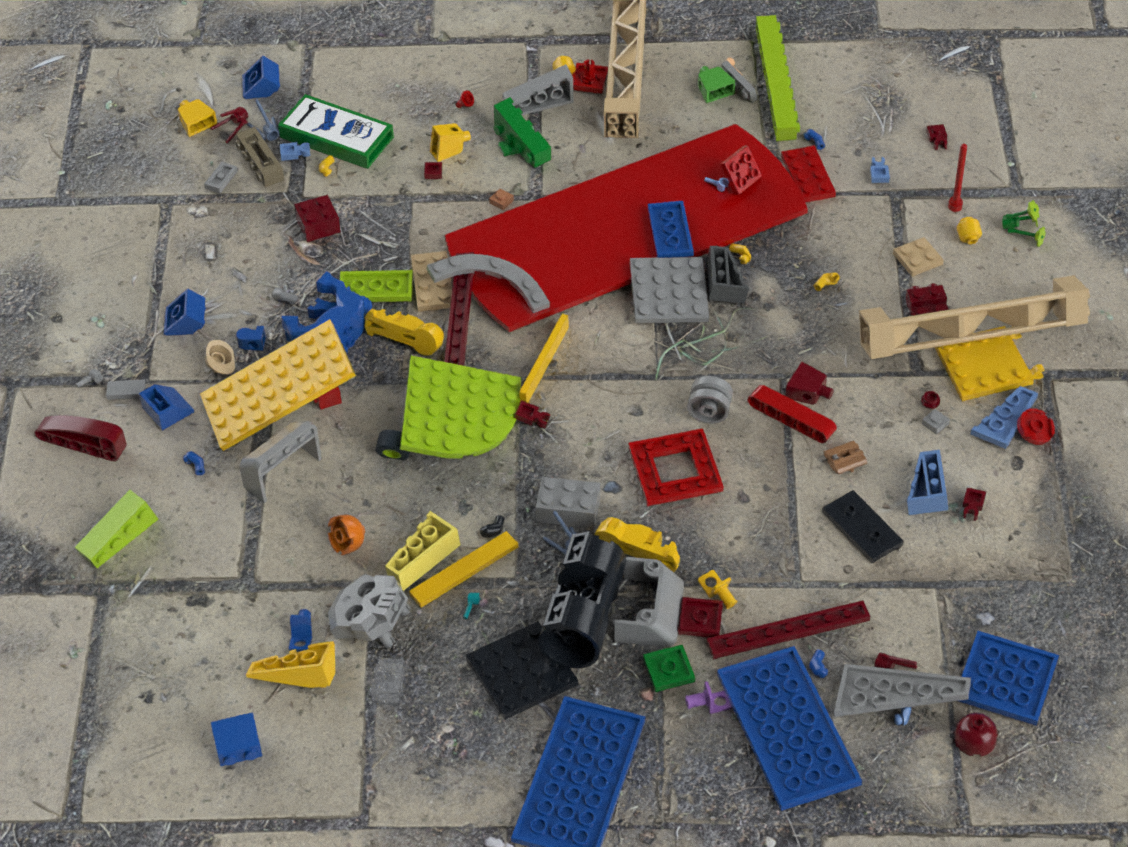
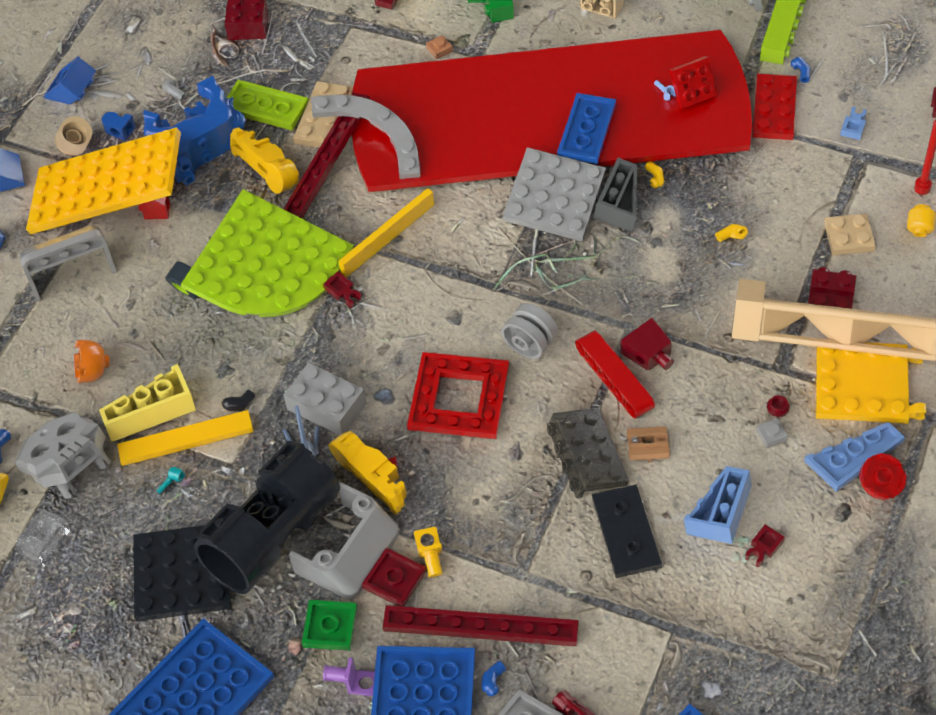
camera: 25 degrees right, 5 degrees up
(800, 478) = (586, 451): none -> clear smoke bracket

